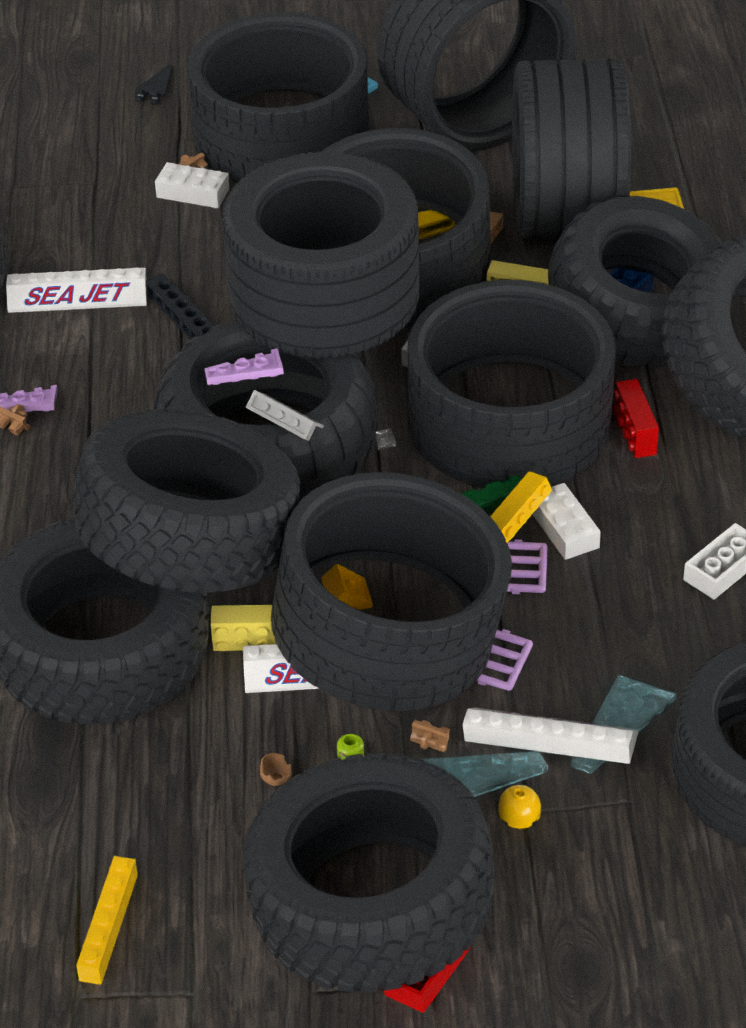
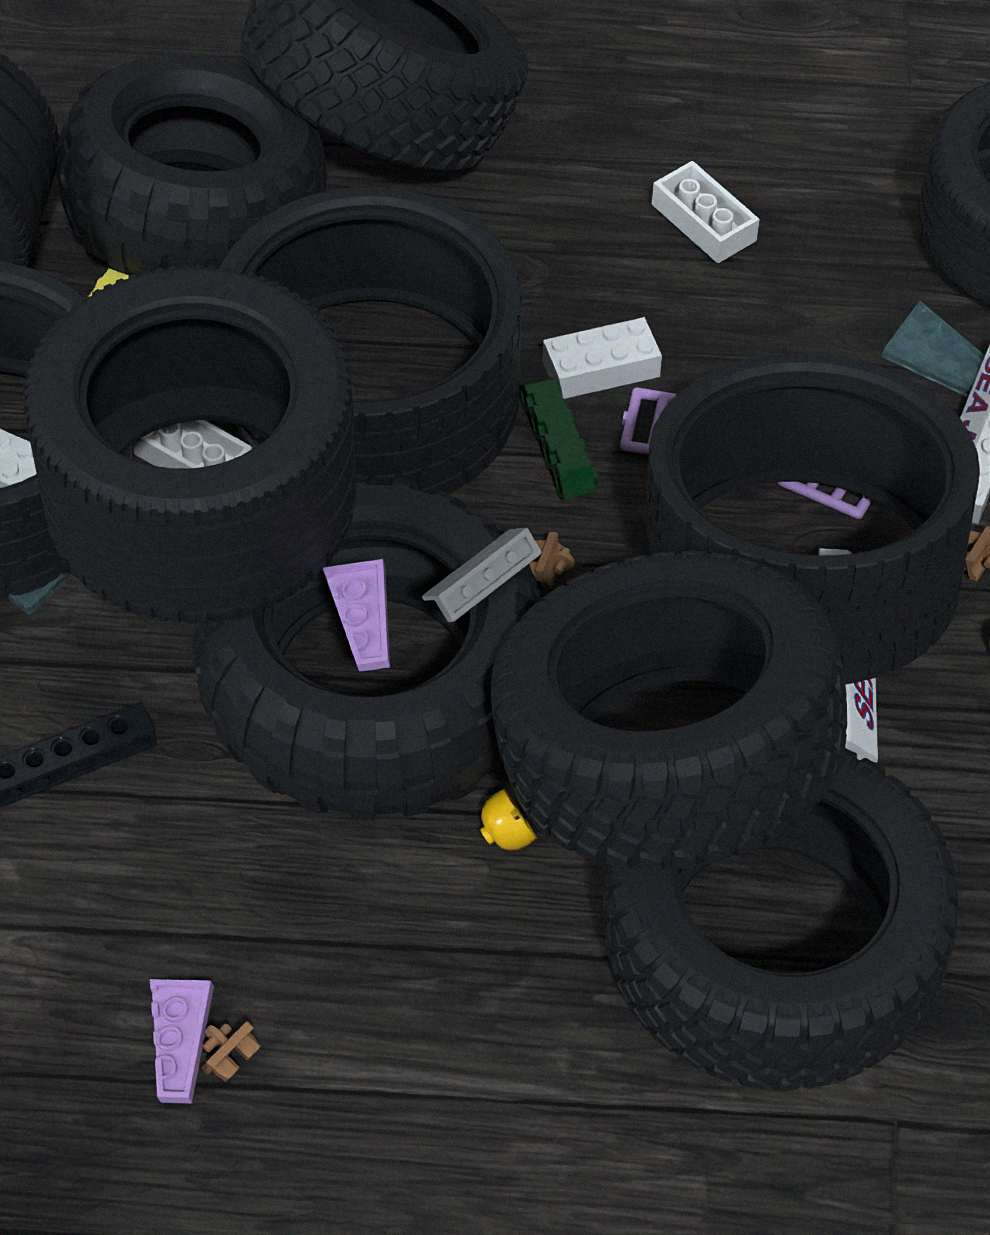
camera: 85 degrees left, 10 degrees up
(521, 504) = (602, 399): yellow brick -> none

